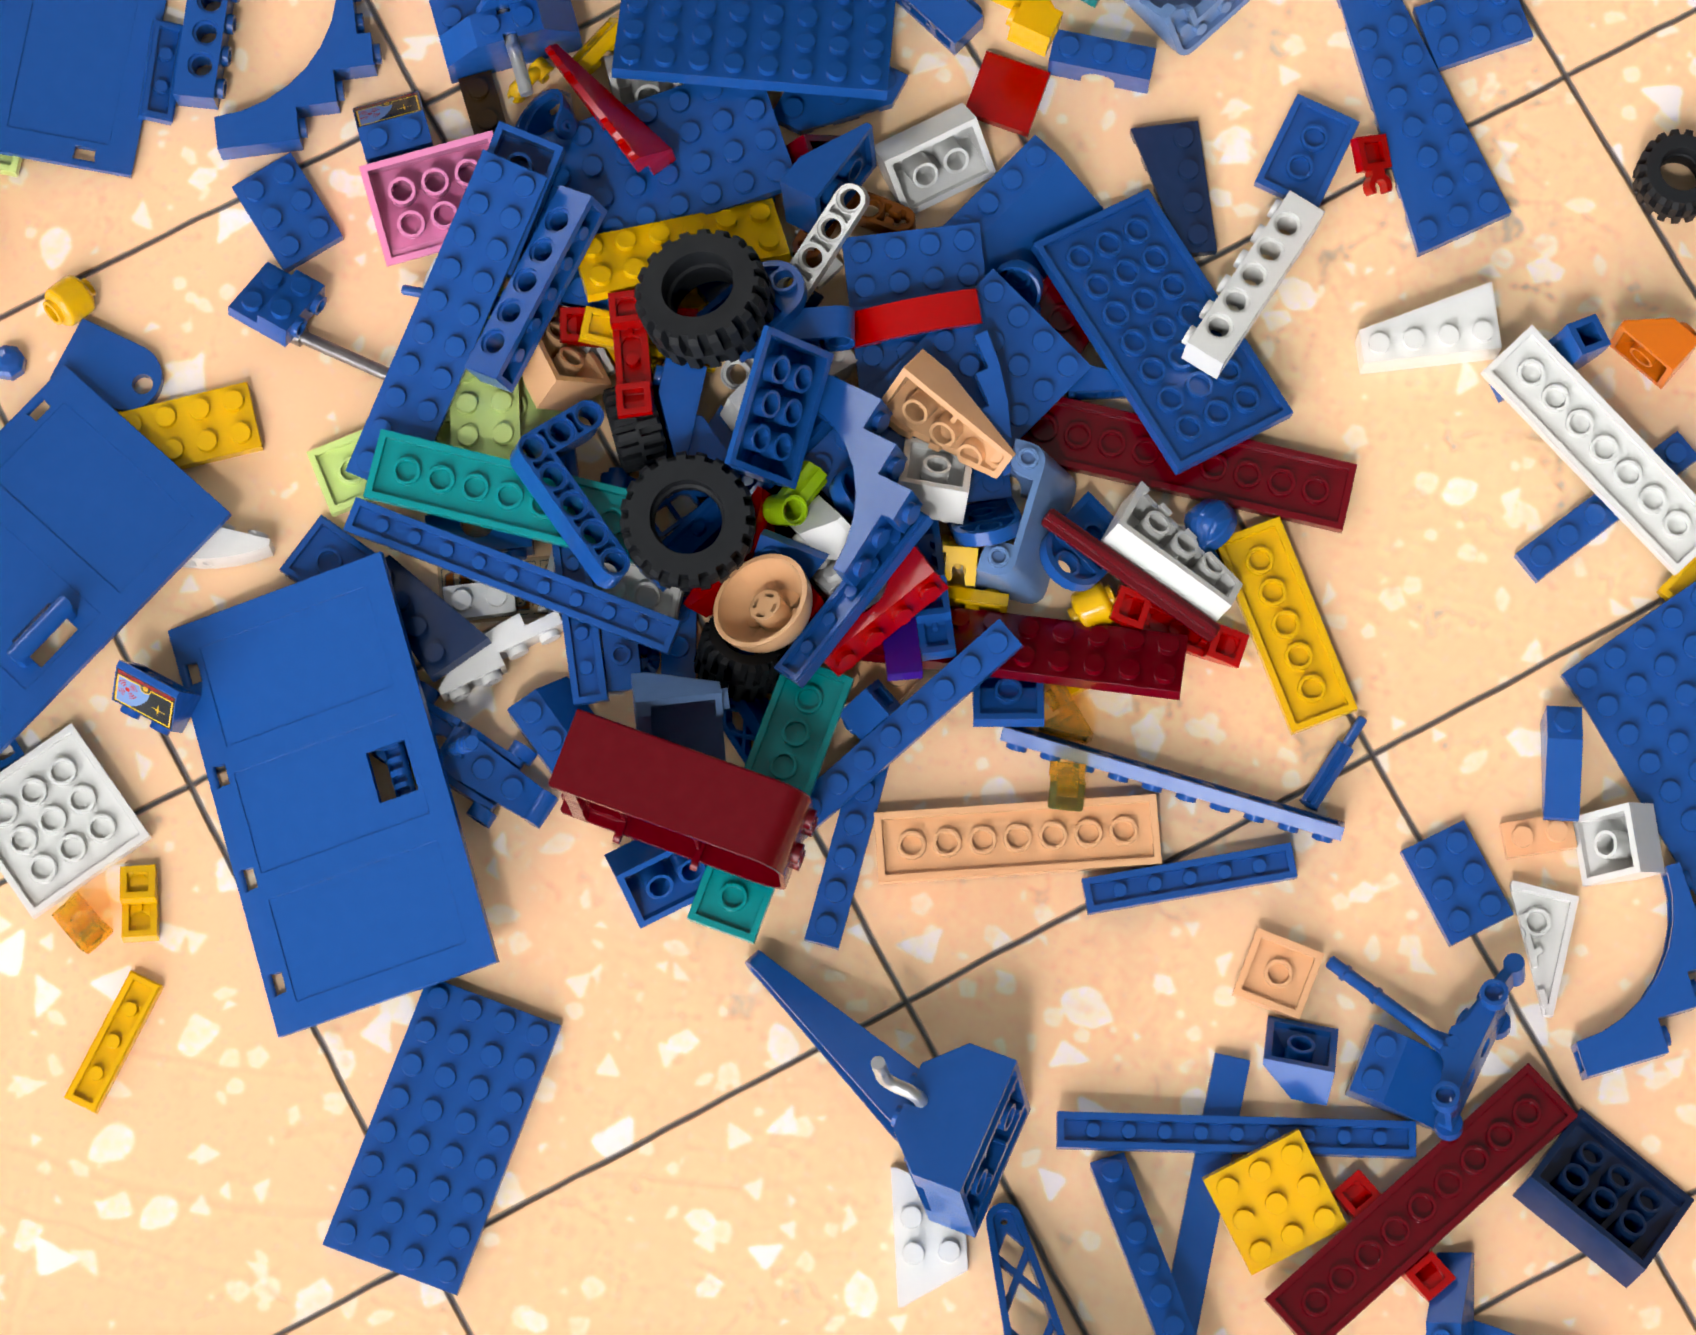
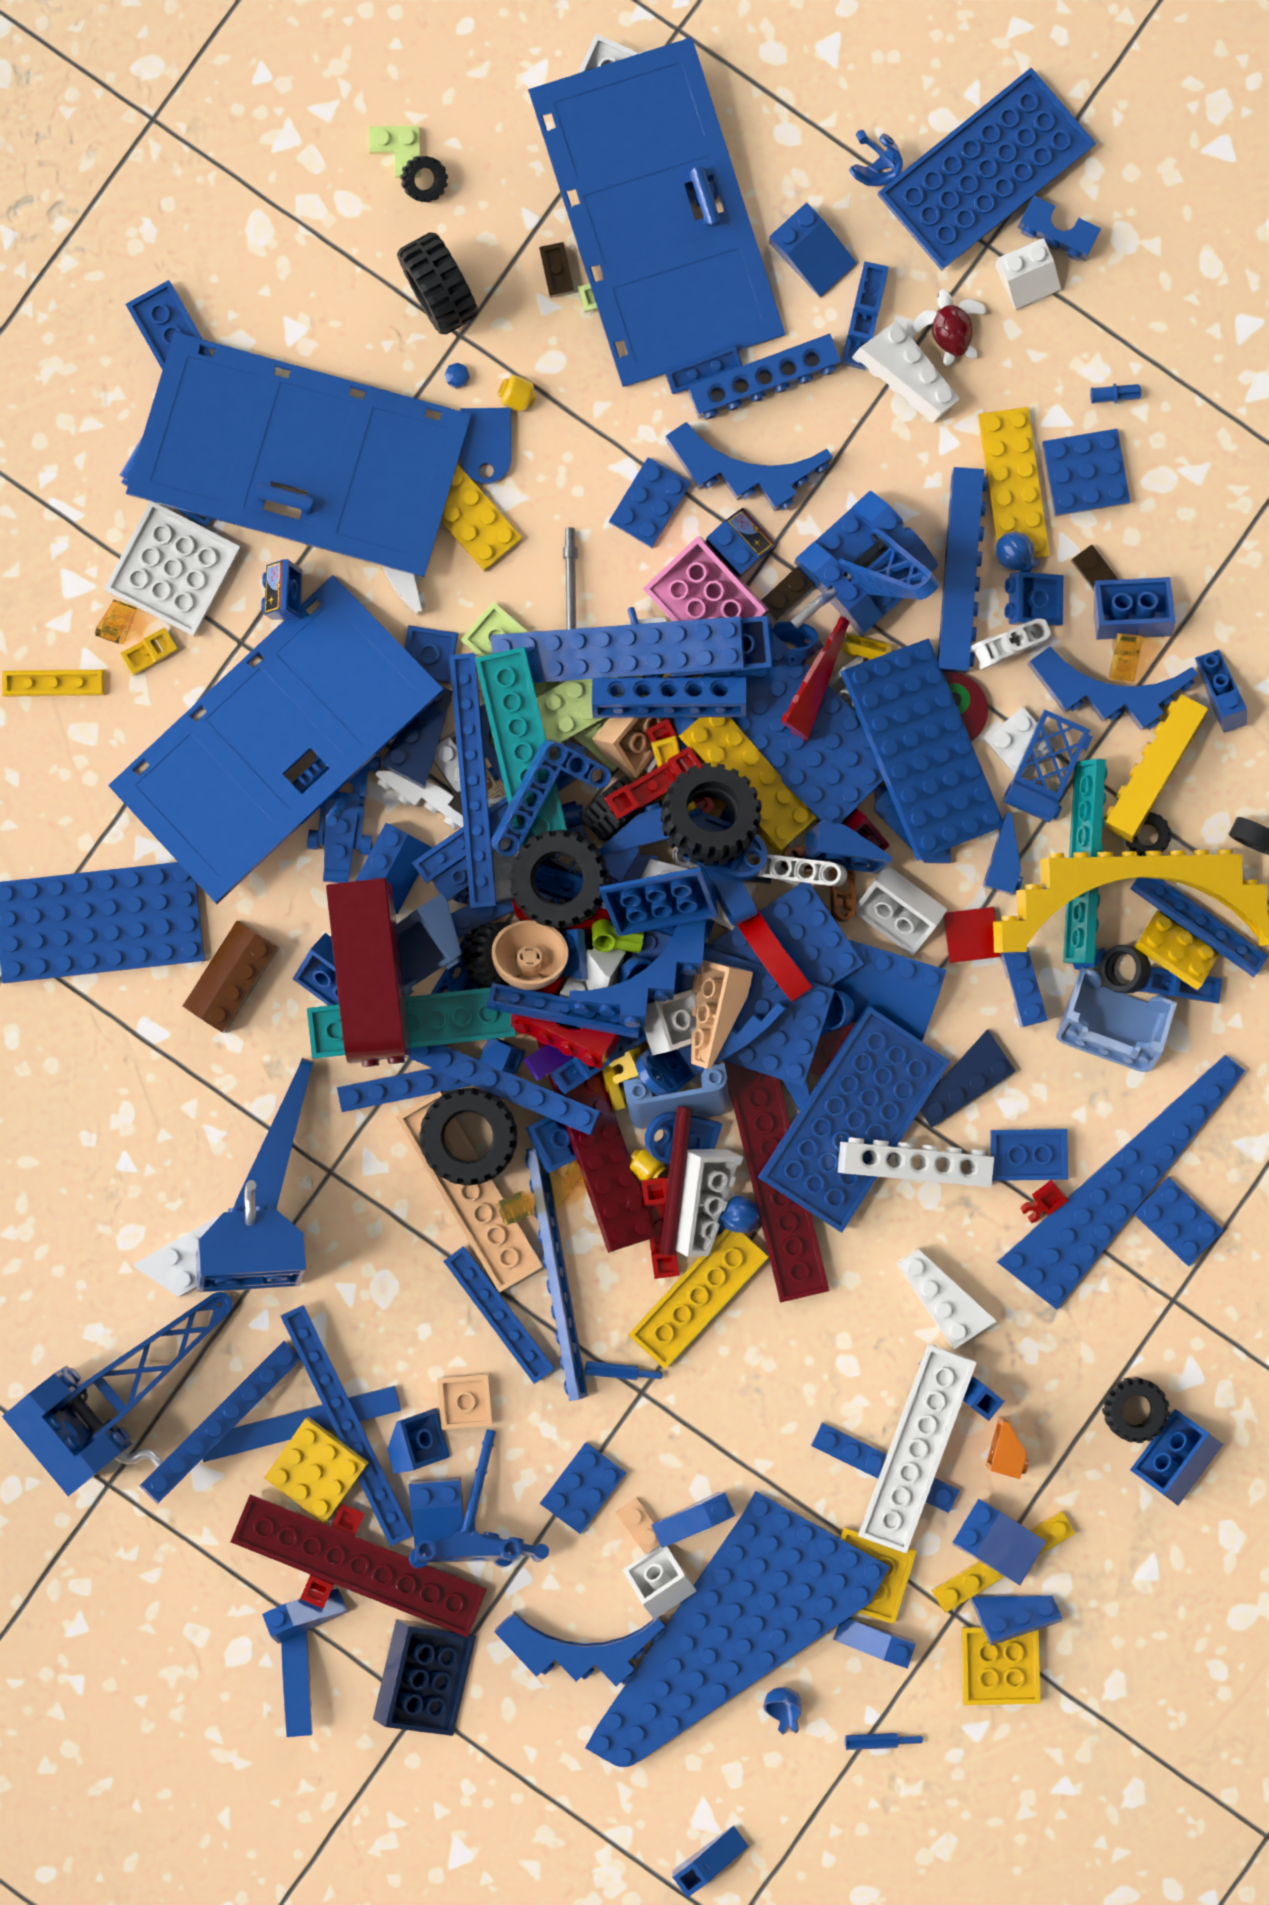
camera: 60 degrees right, 10 degrees up
(279, 303) = (583, 531): blue plate -> none
(537, 71) = (829, 617): yellow arm -> none
(597, 1001) = (230, 977): none -> reddish brown slope
(954, 751) = (433, 1136): none -> black tyre
(1546, 930) = (582, 1559): white wing -> none

